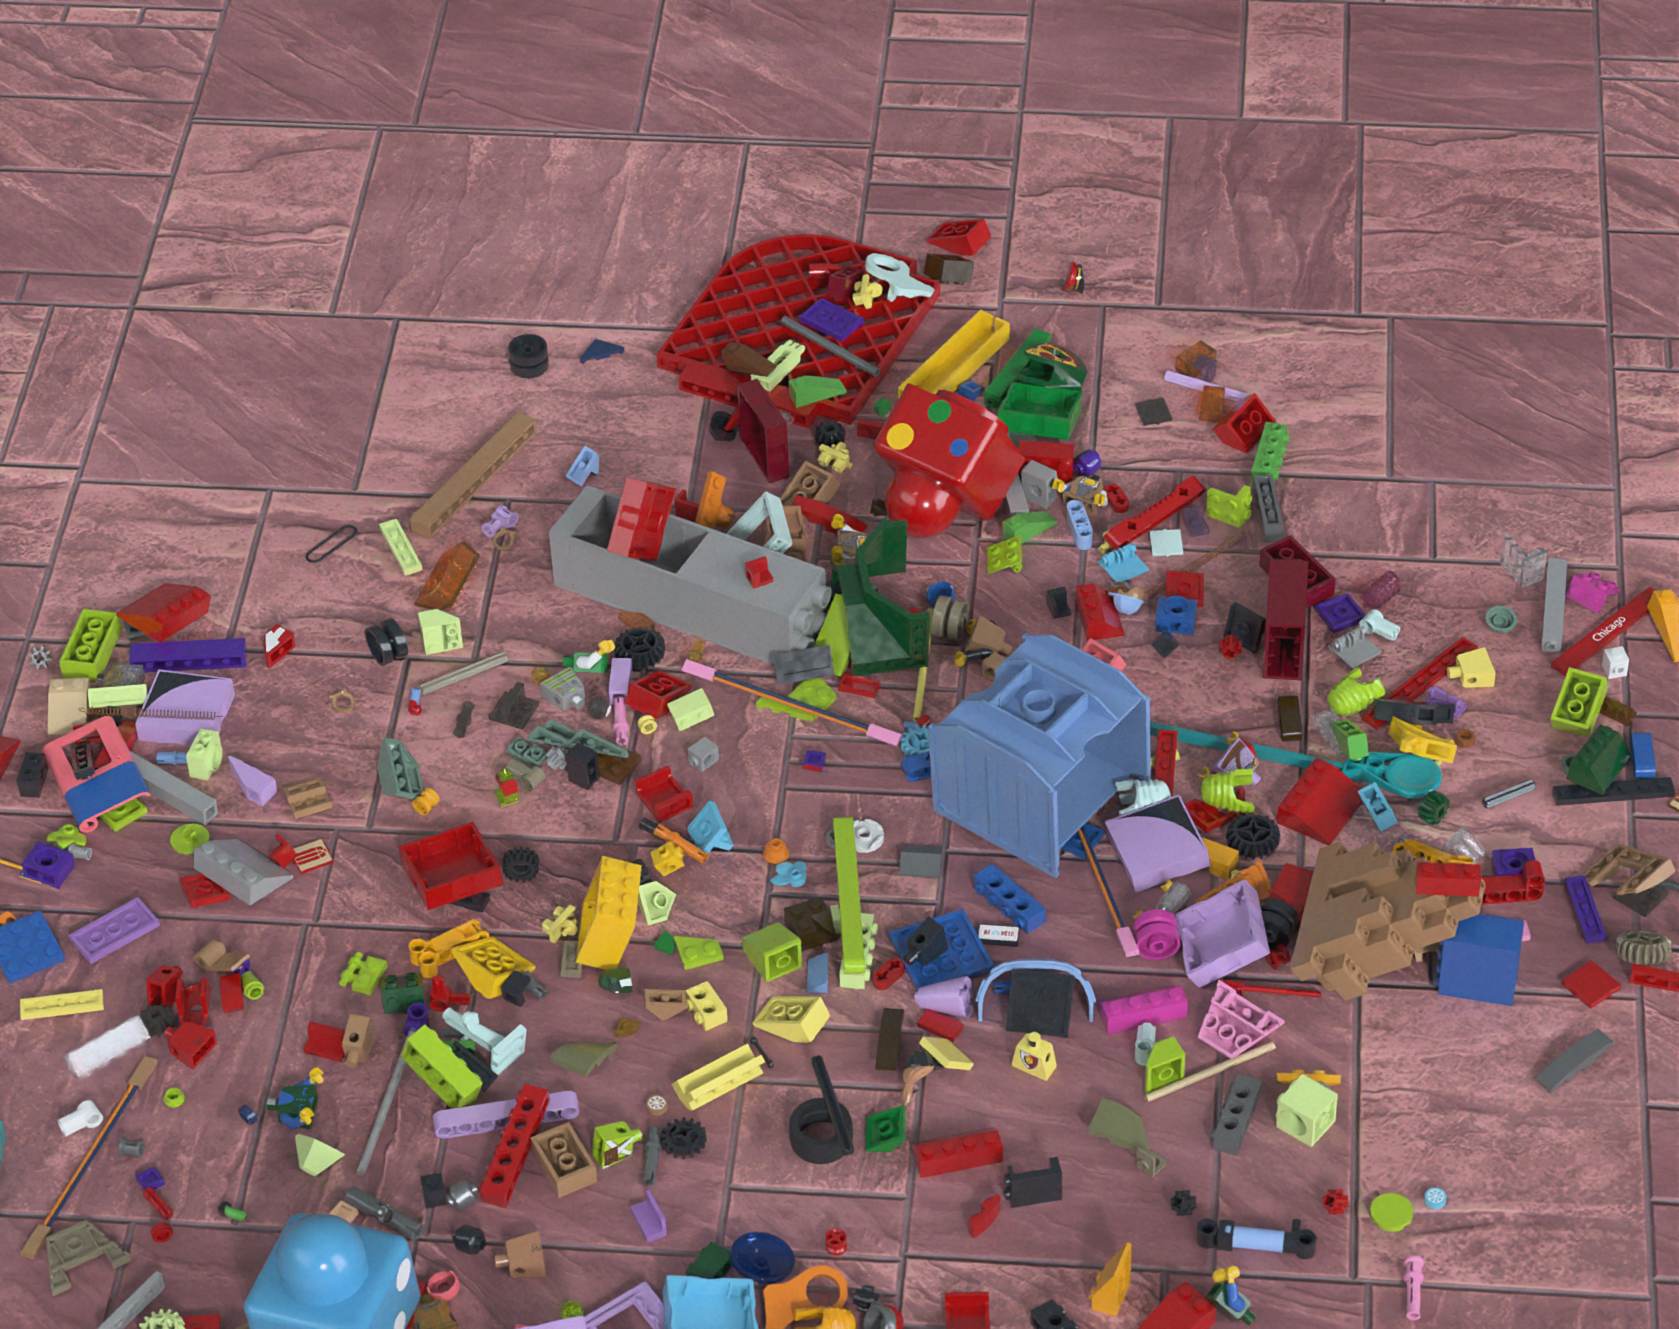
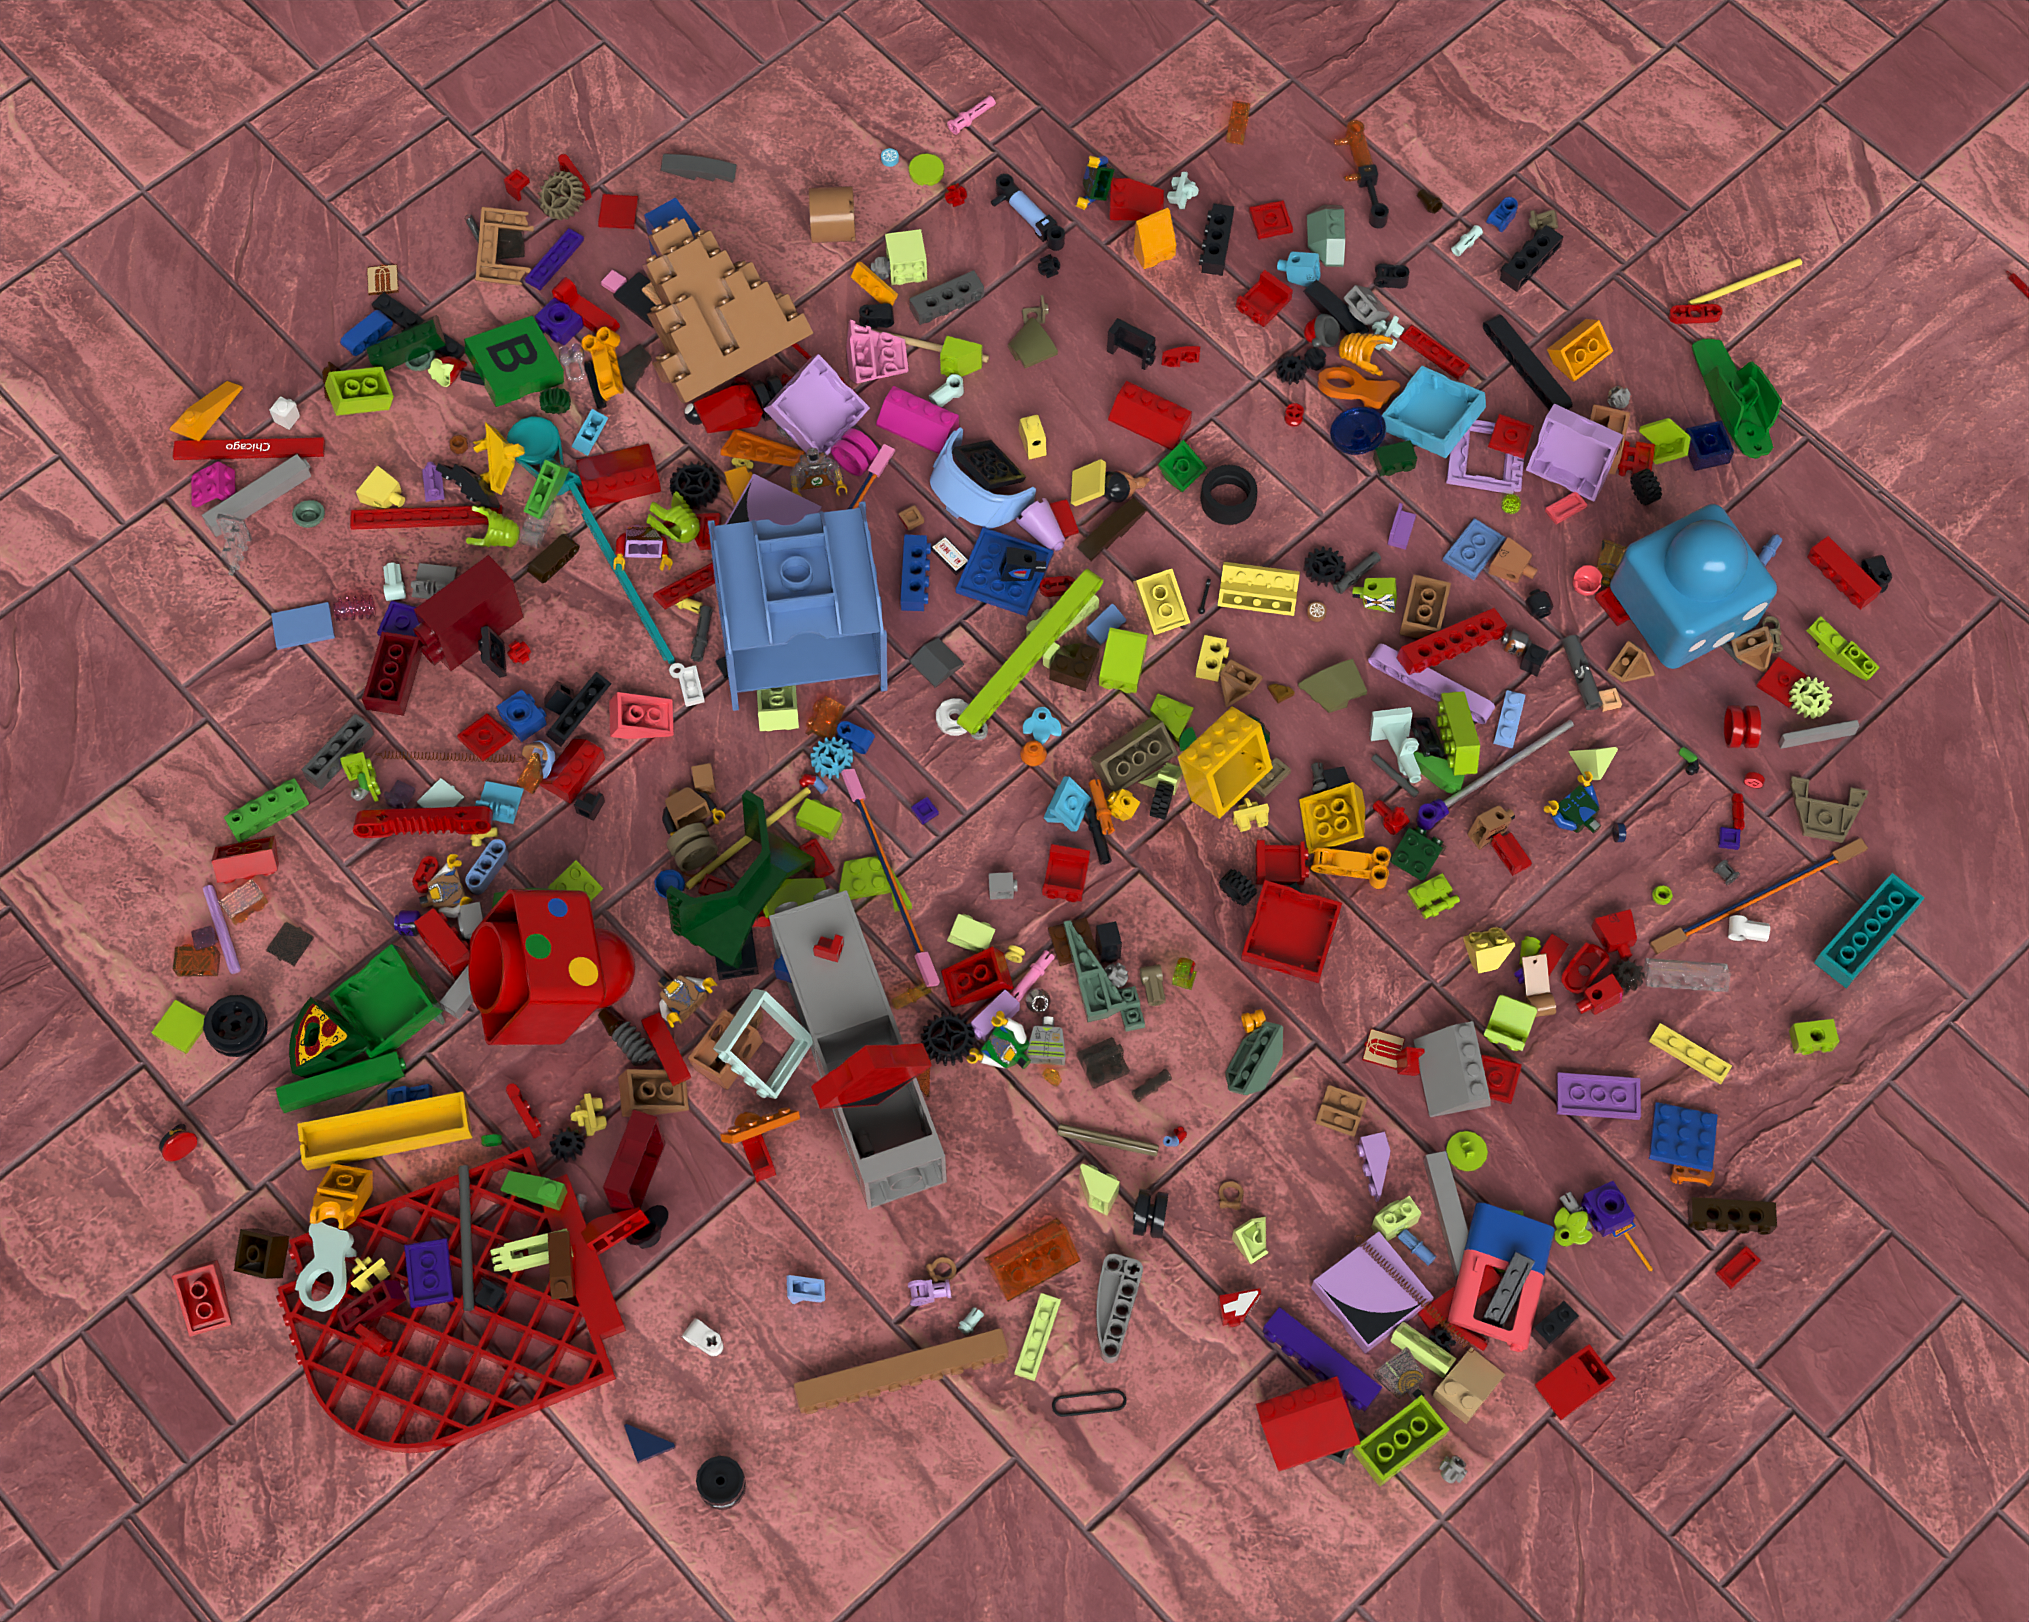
camera: 140 degrees left, 20 degrees up
(203, 1253) = (1742, 726): none -> red wheel
(221, 918) = (1510, 1022): none -> lime bracket
(287, 962) = (1488, 948): none -> light yellow slope
(303, 685) = (1251, 1239): none -> yellowish green slope
(364, 592) = (1111, 1298): none -> light grey beam
(416, 1139) = (1509, 719): none -> light blue plate
(455, 526) = (967, 1325): none -> light aqua pin
(507, 911) = (1281, 863): none -> red panel
(570, 1251) = (1474, 549): none -> medium blue tile
(624, 409) = (701, 1335): none -> white piece
(696, 899) = (1134, 755): none -> dark tan slope
(777, 333) = (491, 1296): none -> black panel
(803, 664) = (862, 908): black piece -> none
(832, 1105) = (1212, 488): black axle -> none
(852, 504) = (632, 1045): none -> dark grey piece
(879, 1275) = (1290, 369): none -> black gear
(884, 702) = (819, 818): none -> lime piece
(933, 312) = (342, 1194): none -> light orange brick
(1059, 935) = (911, 518): none -> medium nougat plate
(1119, 342) = (242, 1041): none -> black wheel
(1139, 641) = (578, 709): none -> black brick
(1159, 332) = (180, 1026): none -> lime tile
(1275, 1056) = (879, 315): none -> black piece
(1406, 561) = (303, 625): none -> medium blue tile
(1406, 1086) = (832, 214): none -> medium nougat brick
(1448, 879) = (683, 230): red brick -> none
(1503, 807) = (514, 361): none -> green tile
(1544, 772) = (446, 369): none -> hat

